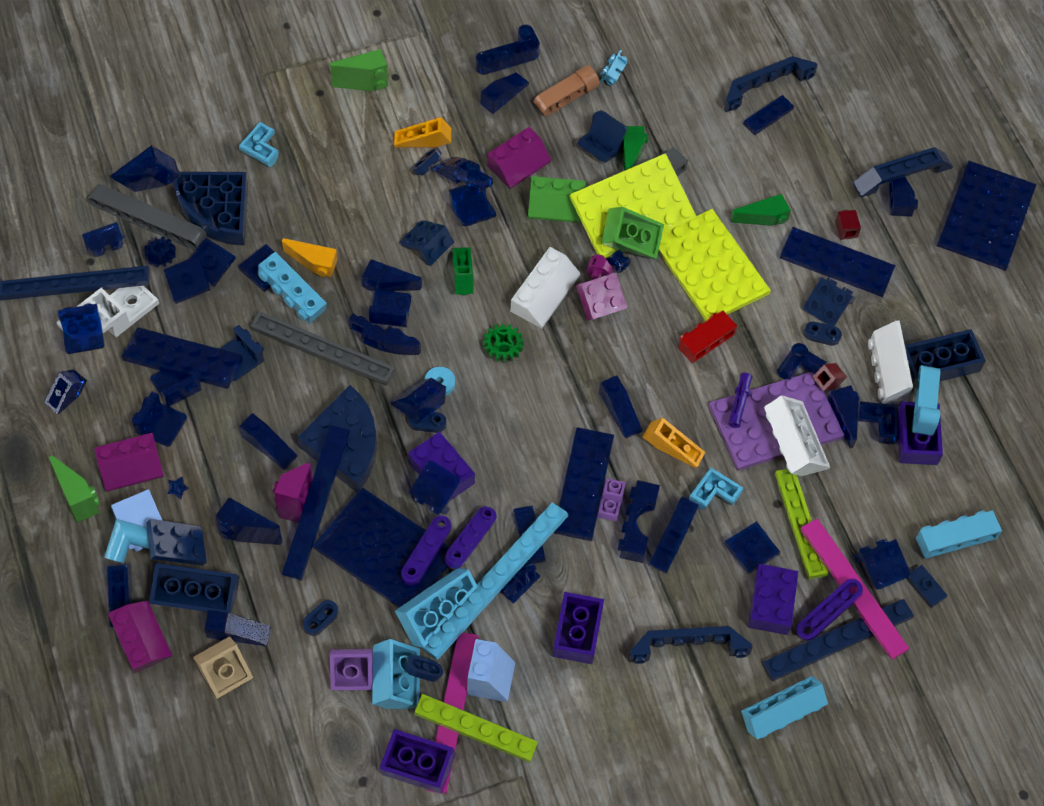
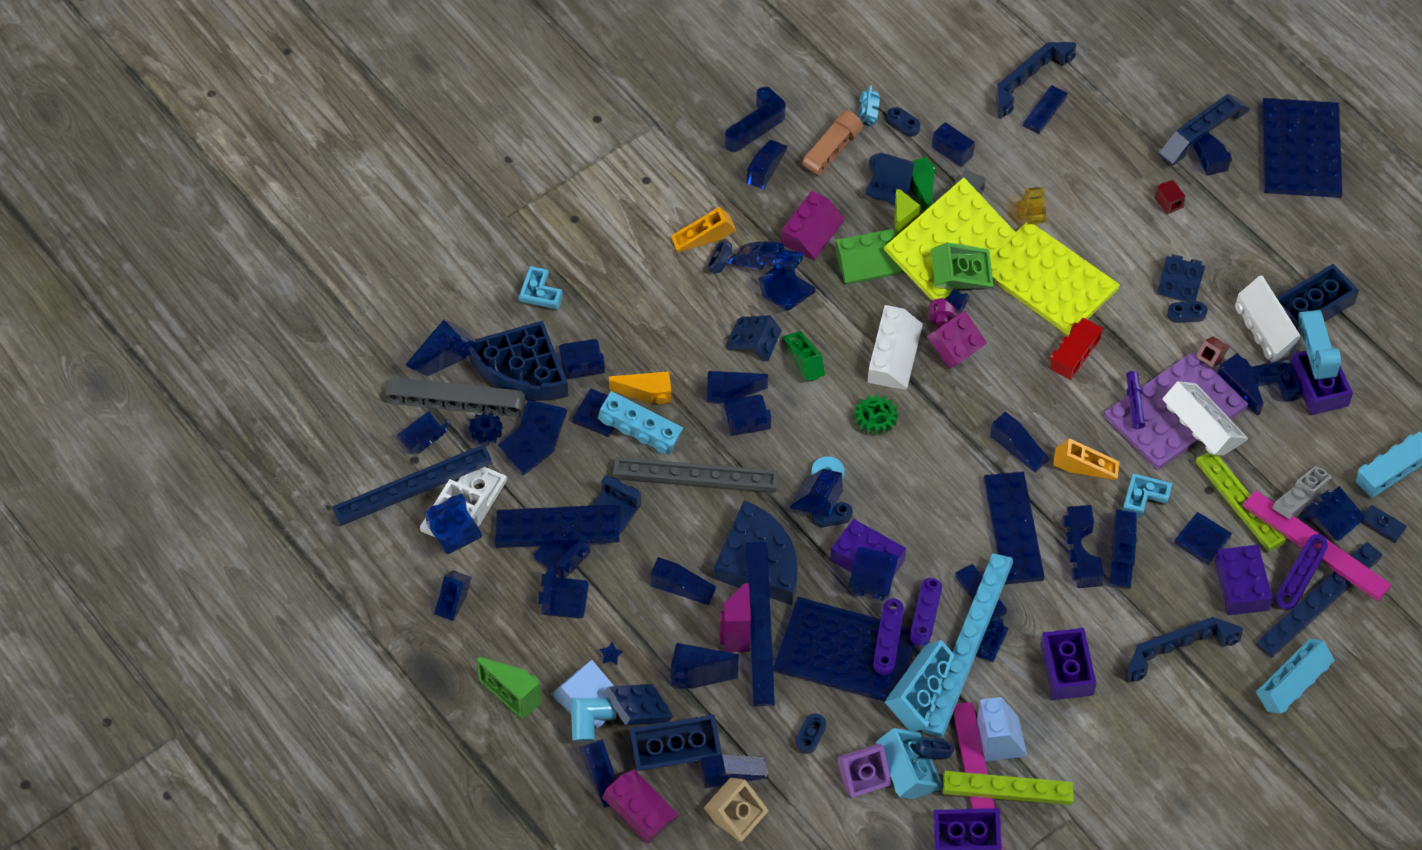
camera: 15 degrees left, 5 degrees down
(129, 462) = (551, 643): magenta slope -> none
(269, 215) = (582, 358): none -> clear blue bracket
(360, 72) = (614, 184): bright green slope -> none
(389, 341) = (760, 447): clear blue slope -> none
(602, 167) = (905, 211): none -> lime slope
(611, 499) = (1047, 534): medium lavender slope -> none
(637, 87) = (901, 119): none -> dark blue plate
(672, 122) = (953, 144): none -> clear blue brick
(720, 197) = (1032, 206): none -> clear yellow brick
(764, 212) = (1081, 209): green slope -> none
(793, 362) = (1181, 342): clear blue piece -> none
(837, 261) = (1173, 237): clear blue plate -> none
(861, 534) = (1303, 493): none -> light grey slope

